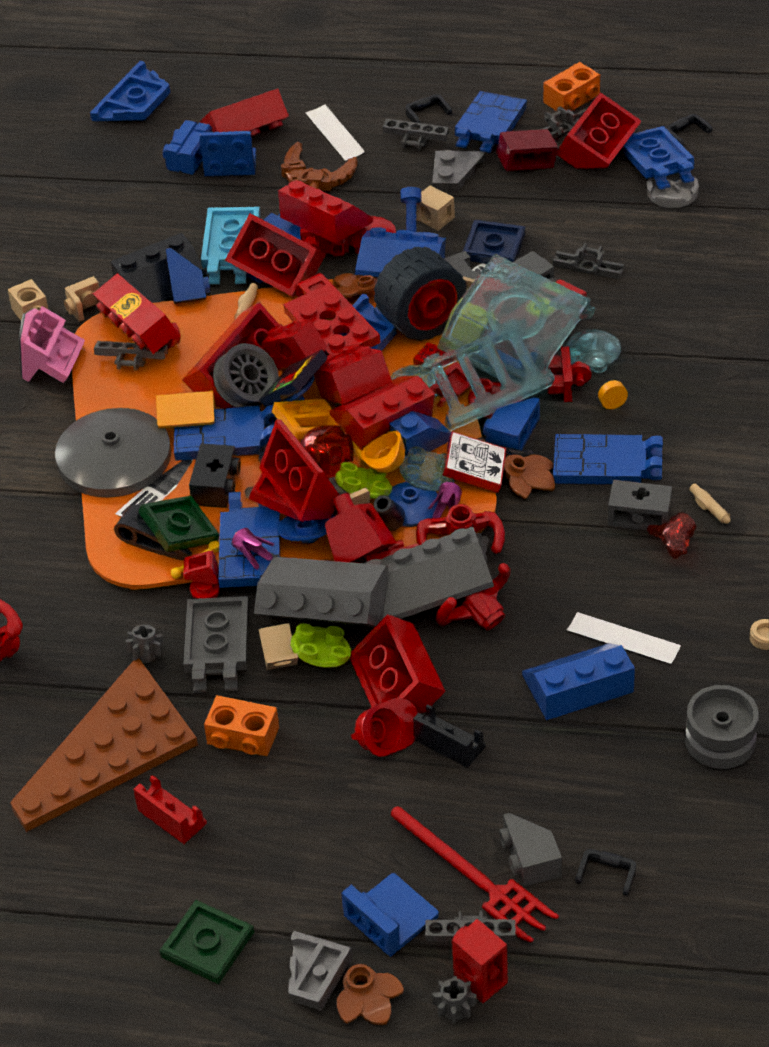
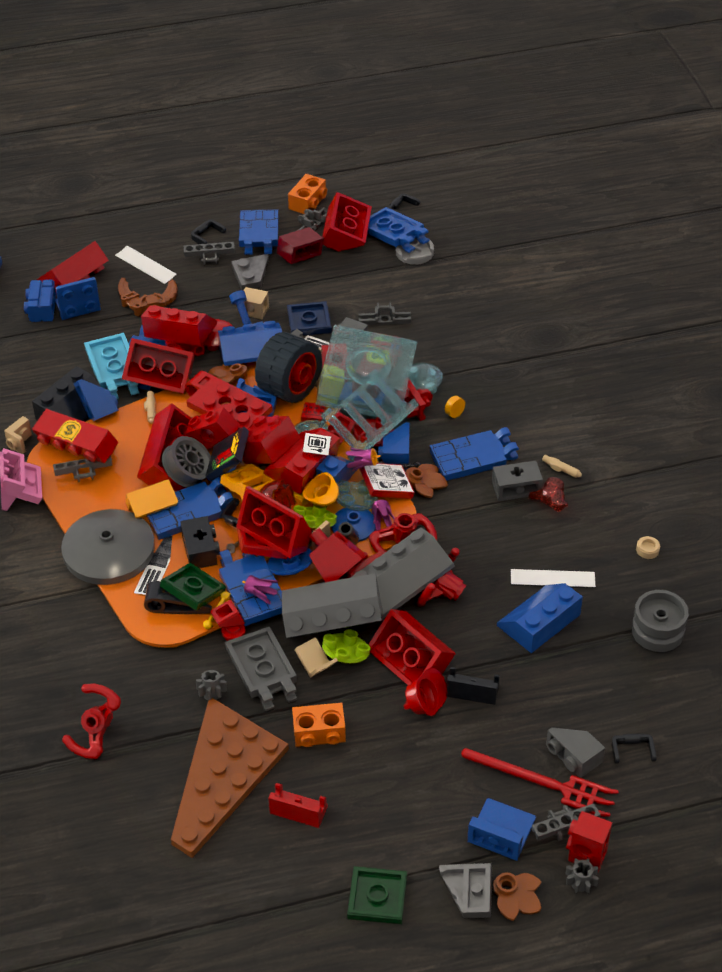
camera: 25 degrees left, 0 degrees up
(399, 393) = (316, 444): none -> white sticker
(456, 425) = (363, 458): none -> flat silver piece

